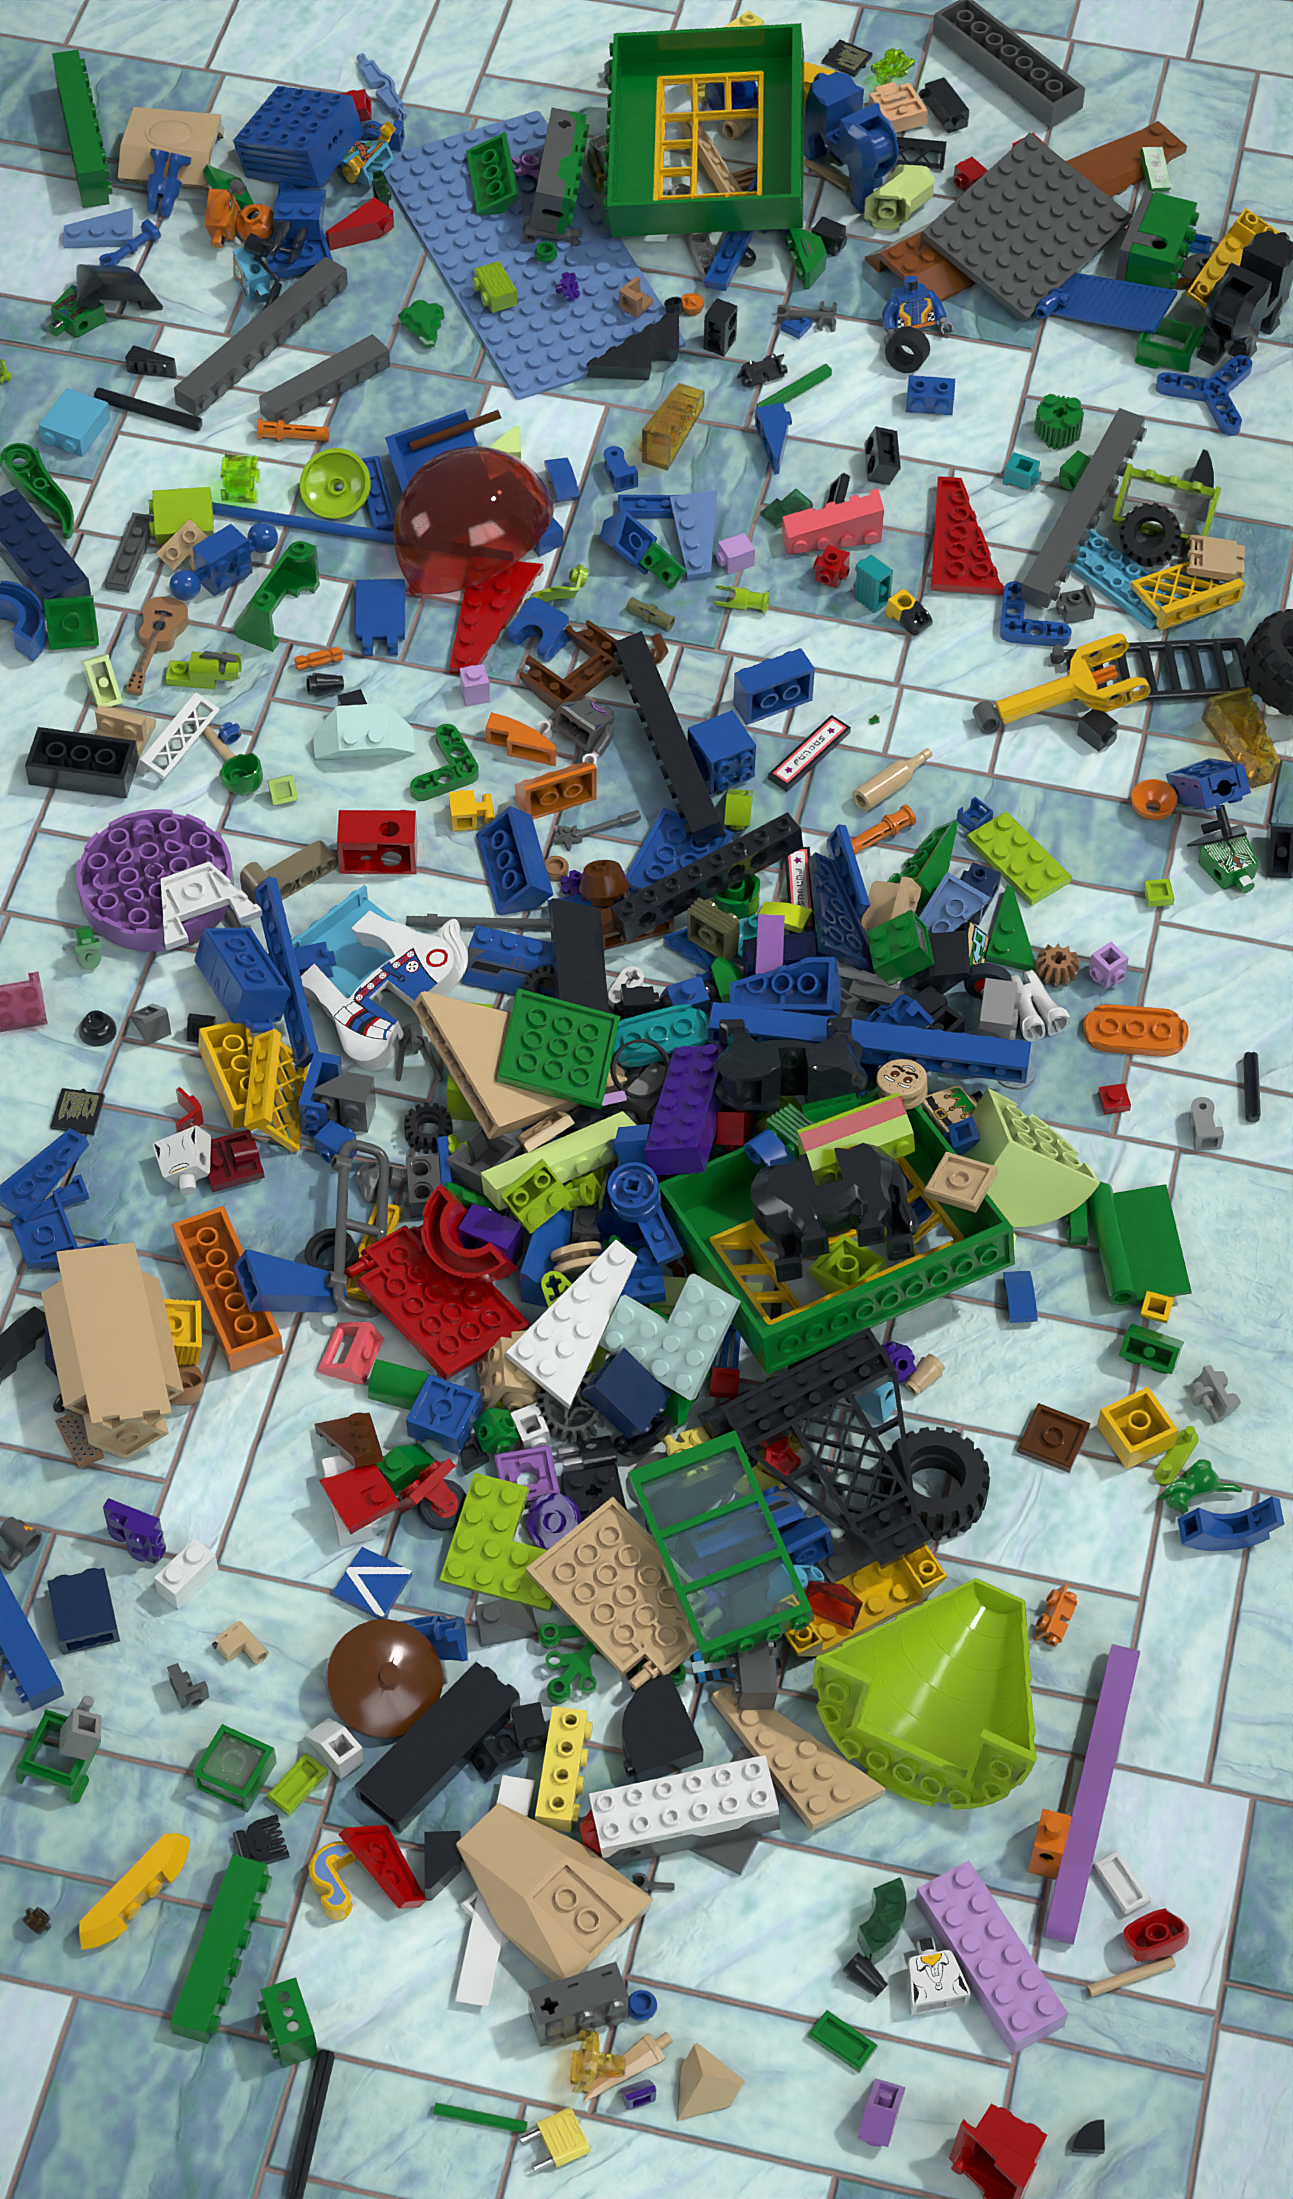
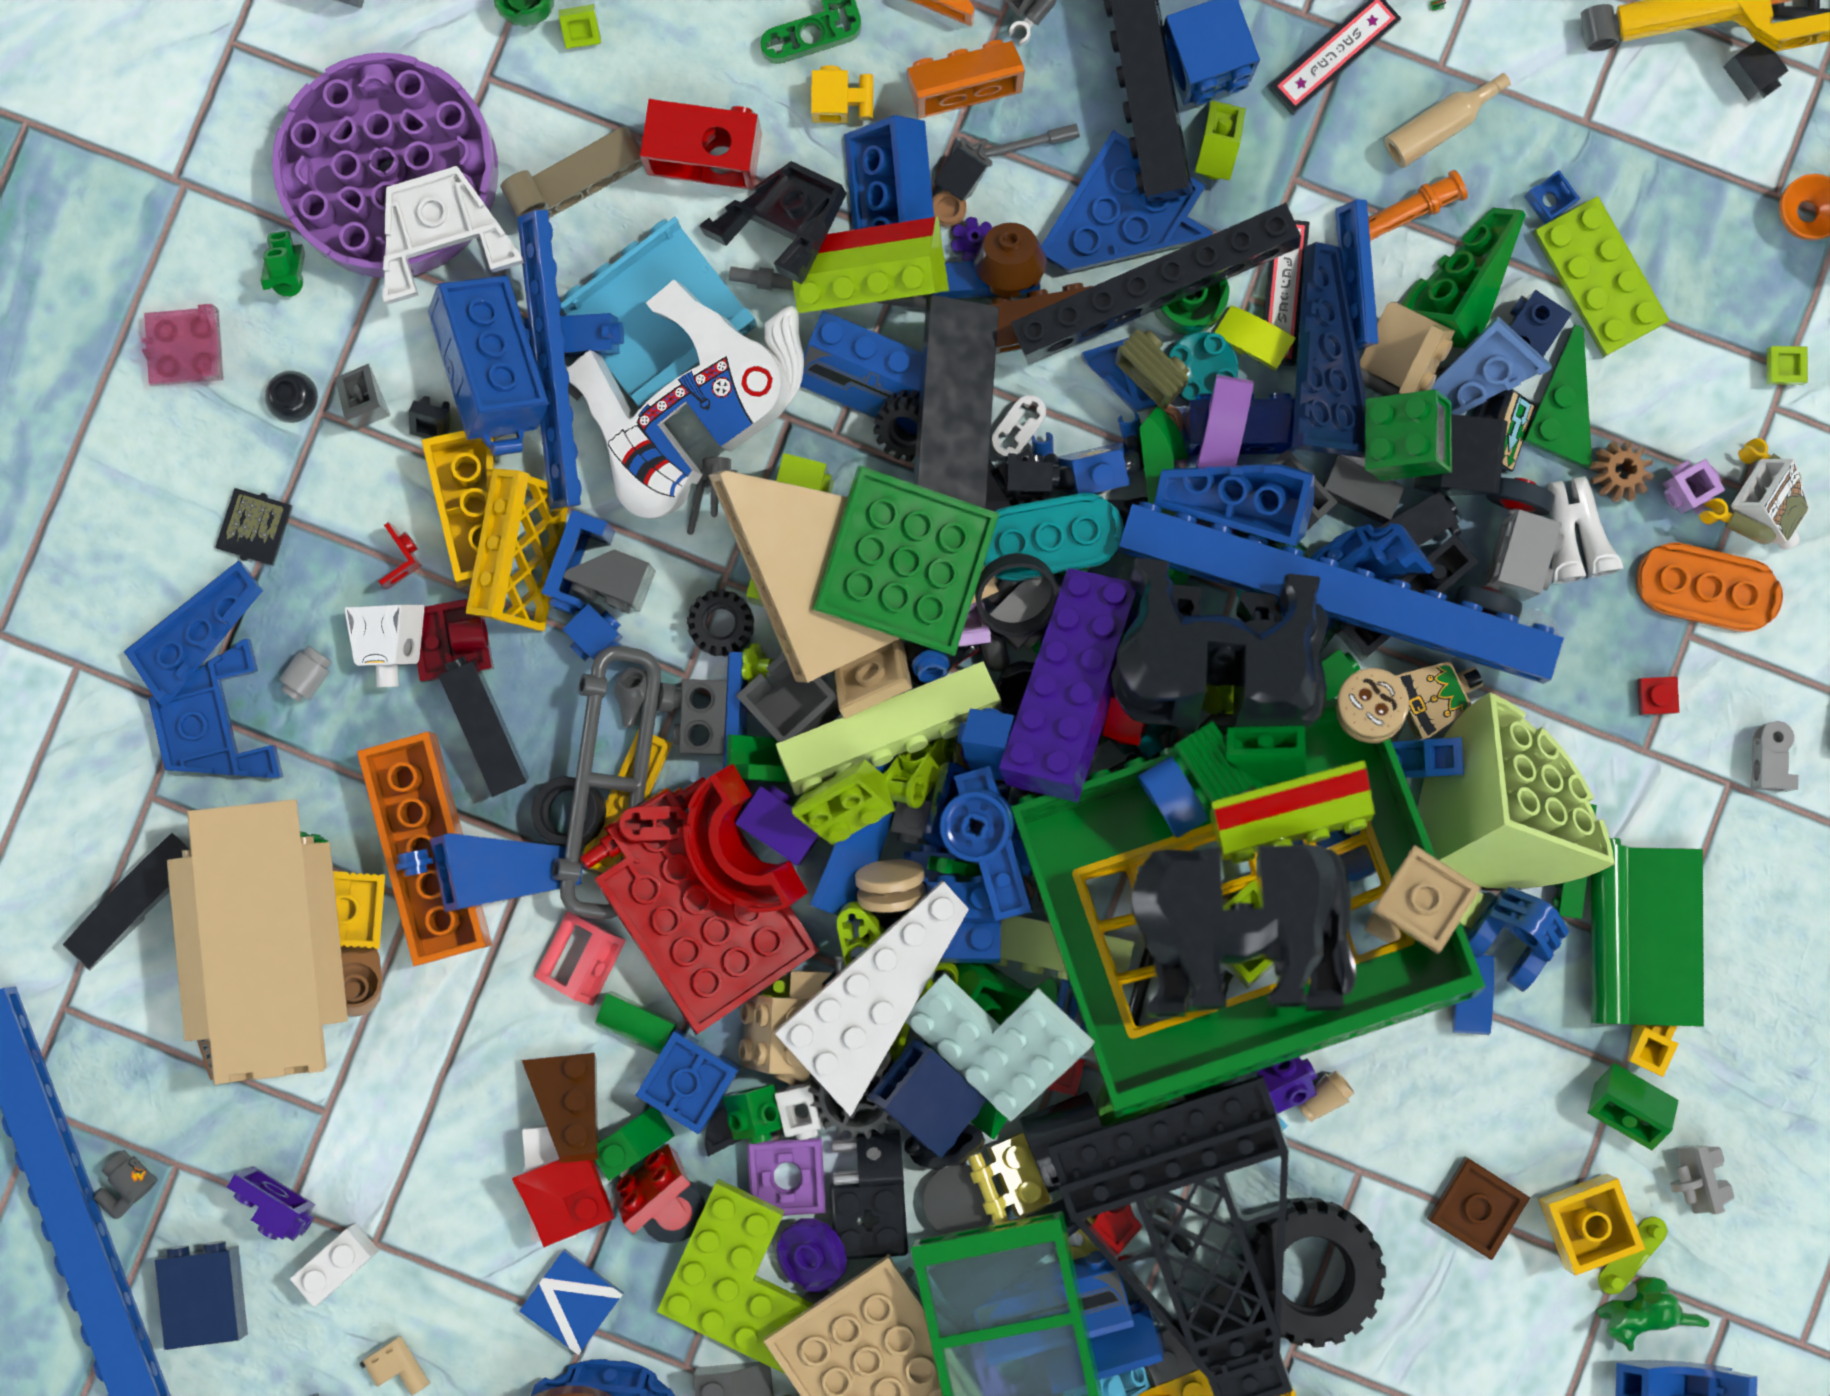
camera: 10 degrees right, 30 degrees up
(125, 1192) = (305, 674): none -> light grey brick
(223, 1281) = (414, 862): none -> blue plate
(262, 1205) = (483, 725): none -> black brick
(396, 1242) = (652, 814): none -> red beam
(445, 870) = (792, 204): none -> black wing
(506, 894) = (875, 266): none -> lime slope
(562, 843) = (961, 174): none -> black slope
(581, 1110) = (930, 665): none -> blue plate
(1052, 1233) = (1530, 921): none -> blue piece
(1160, 966) = (1769, 502): none -> torso

